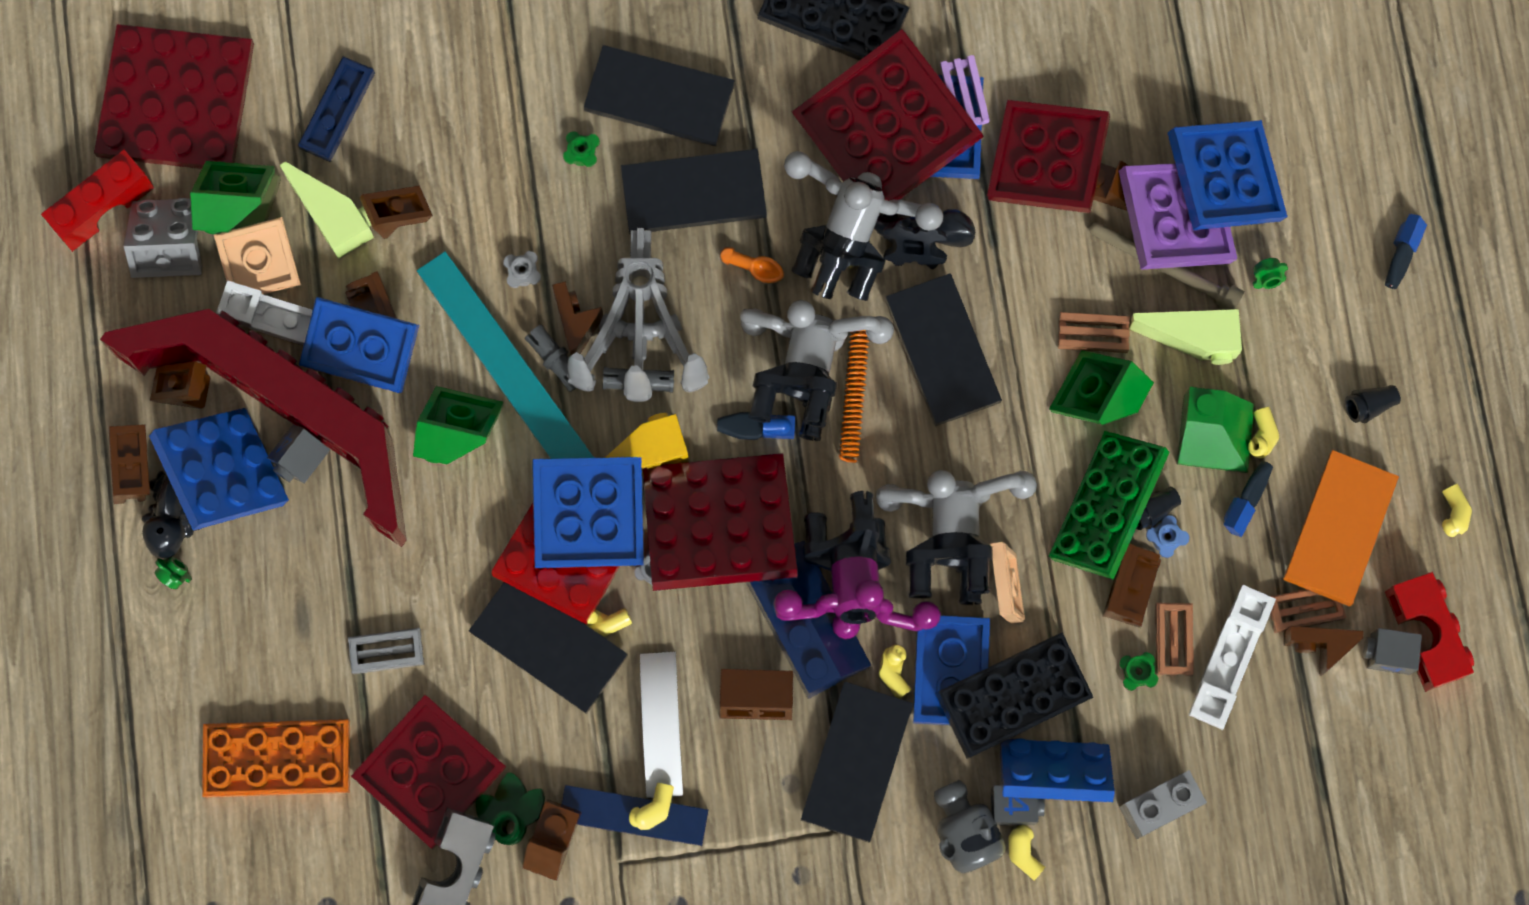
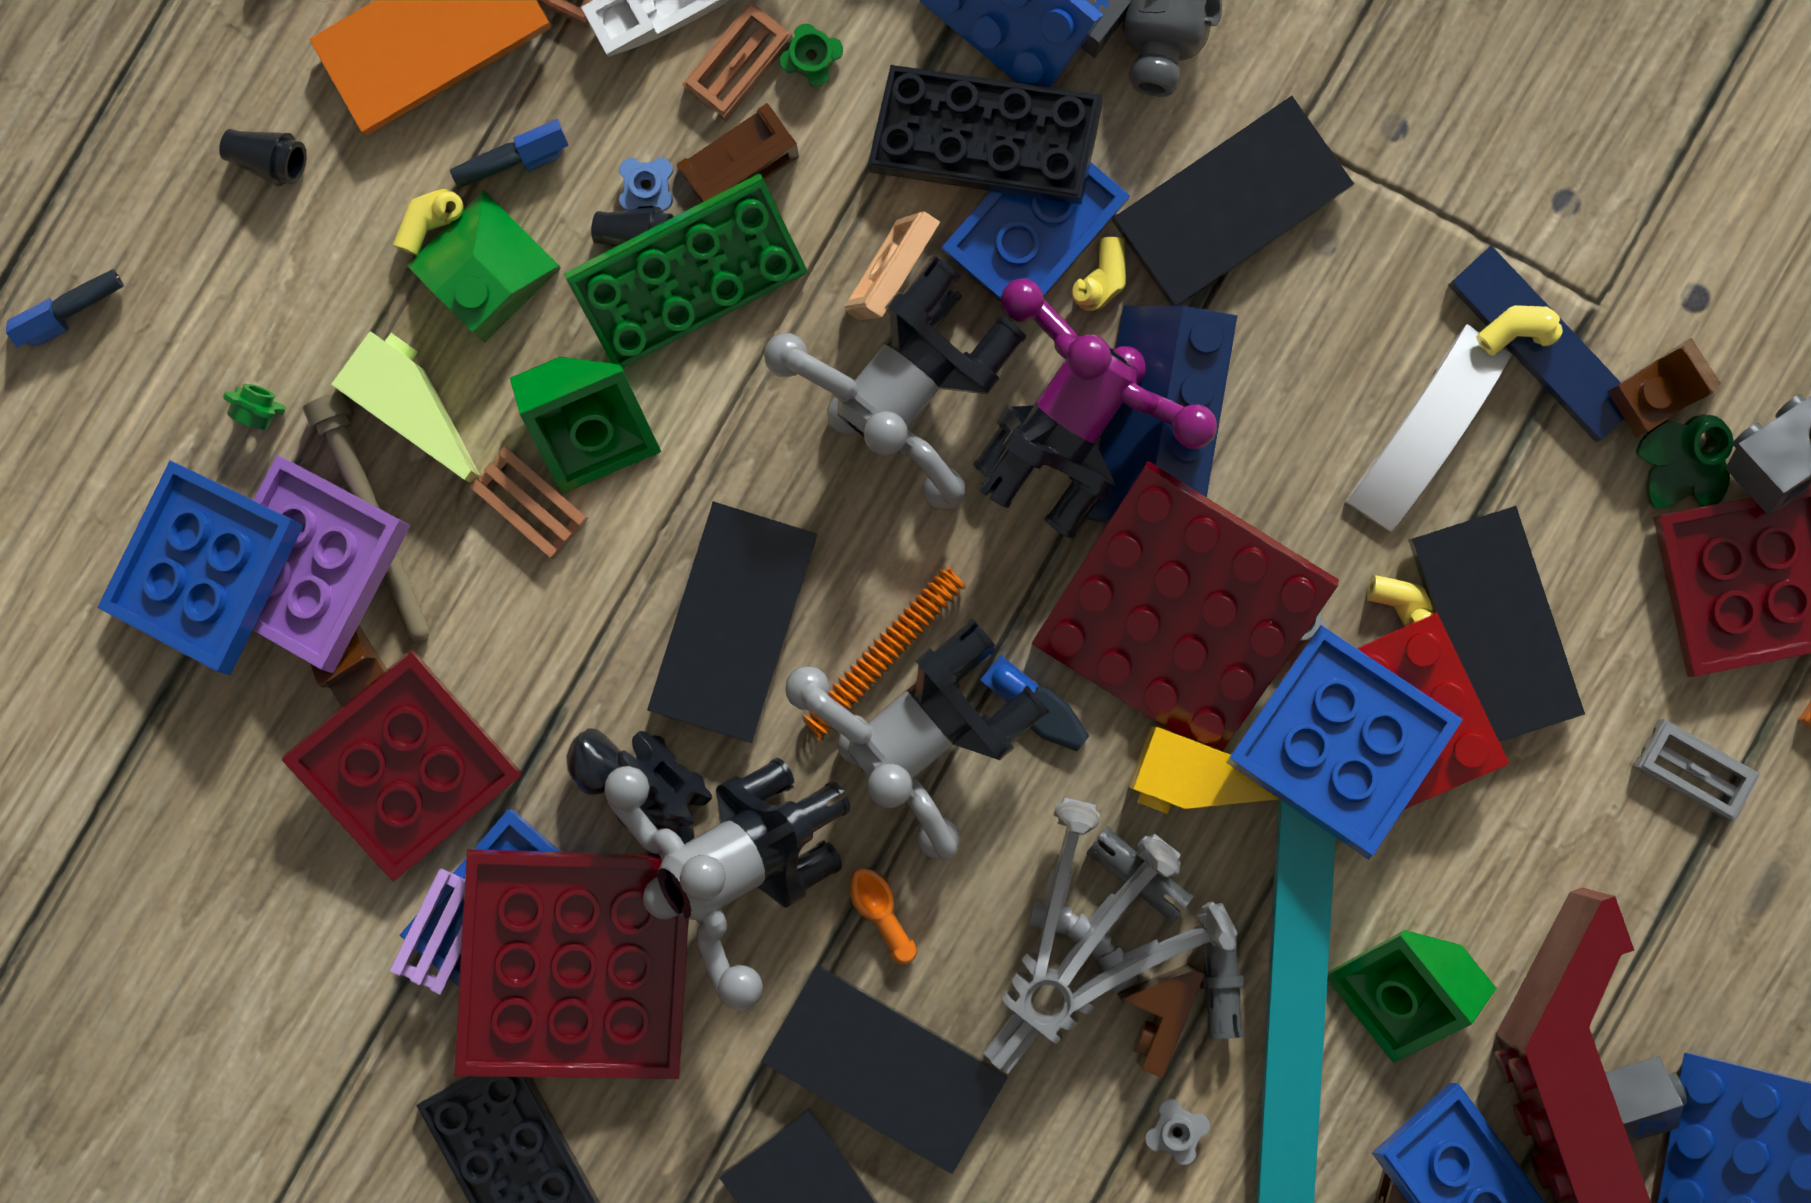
camera: 140 degrees left, 10 degrees up
(756, 694) = (1291, 373): reddish brown hinge -> none

